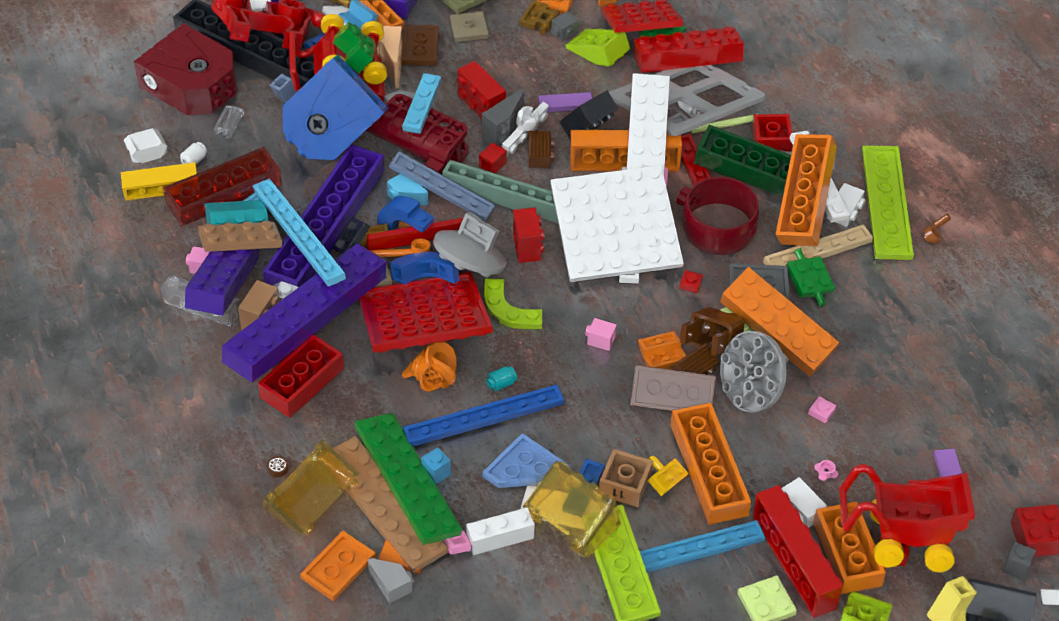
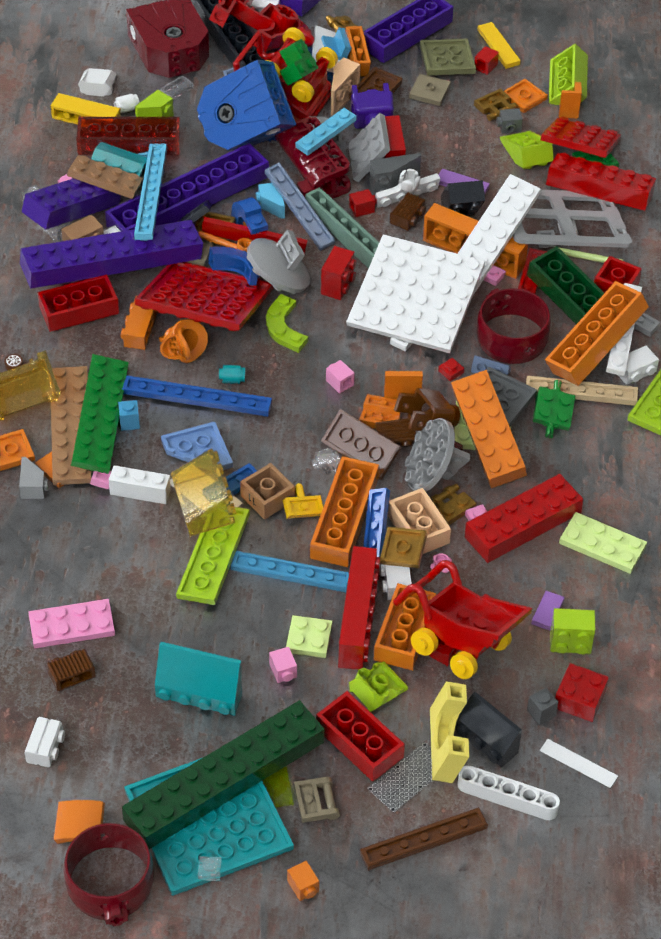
camera: 30 degrees right, 0 degrees up
(234, 144) = (155, 105): none -> lime slope
(374, 370) = (138, 327): none -> orange brick
(438, 60) = (369, 104): none -> dark purple piece
(466, 100) = (368, 145): none -> light grey plate
(653, 422) = (326, 461): none -> clear head
(669, 316) = (402, 382): none -> orange tile
(720, 265) = (481, 364): none -> sand blue hinge
(748, 458) = (376, 519): none -> blue plate
(782, 440) = (419, 513): none -> light nougat brick
(795, 471) = (403, 547): none -> pearl gold plate
(796, 413) = (456, 506): none -> pearl gold plate
(865, 392) = (523, 518): none -> red brick
(943, 381) = (603, 542): none -> yellowish green plate
(993, 477) = (572, 631): none -> lime brick

